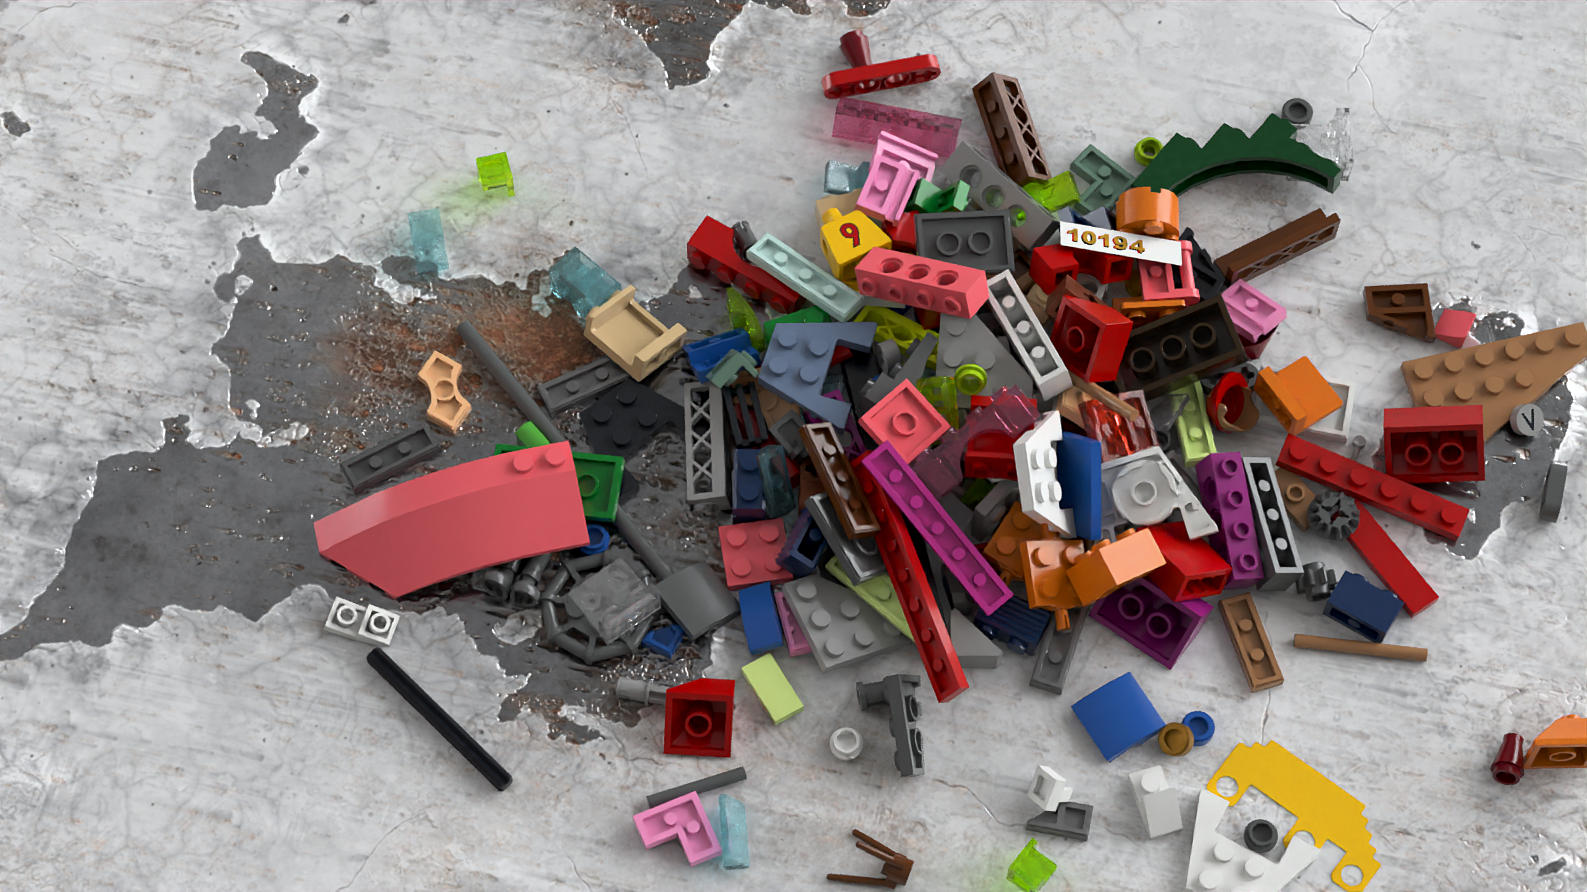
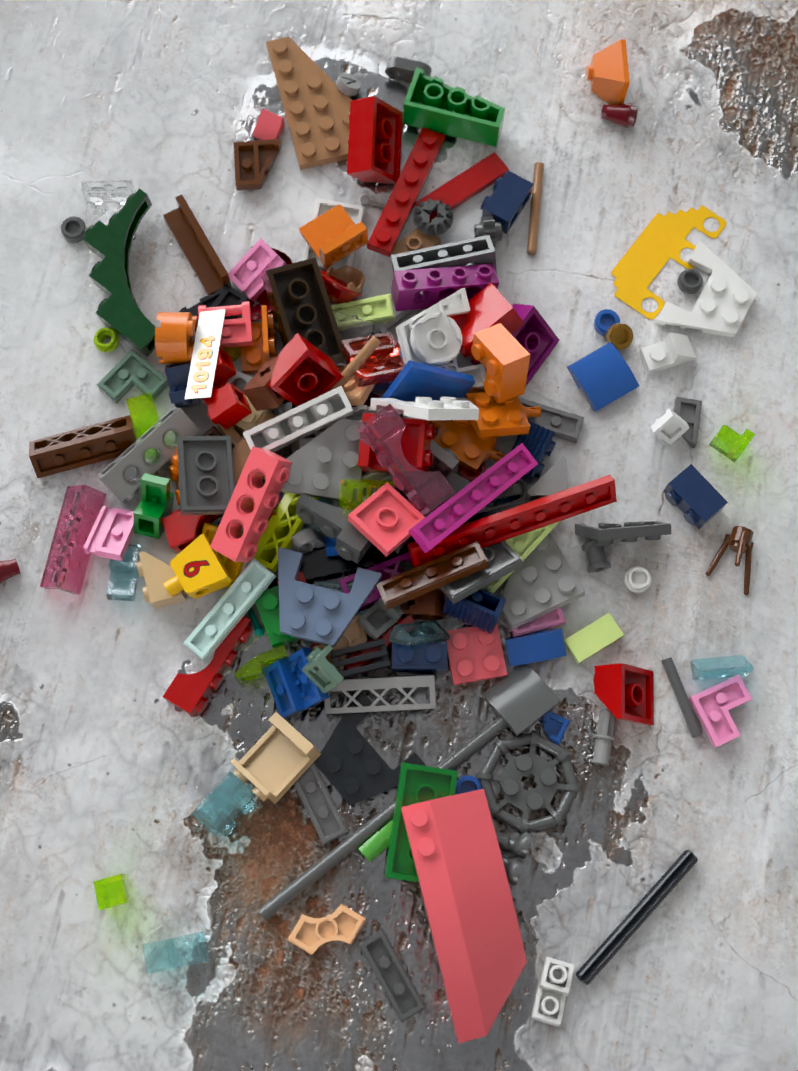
camera: 90 degrees left, 10 degrees up
(615, 600) = (533, 765): clear bracket -> none
(744, 238) = (182, 664): dark grey pin -> none
(880, 76) = (23, 552): red beam -> none
(887, 190) = (146, 541): bright pink plate -> none
(953, 815) = (694, 497): none -> dark blue brick
(970, 386) = (345, 465): lime plate -> none
(1250, 642) = (536, 282): medium nougat tile -> none
(1492, 534) = (451, 110): none -> green wedge

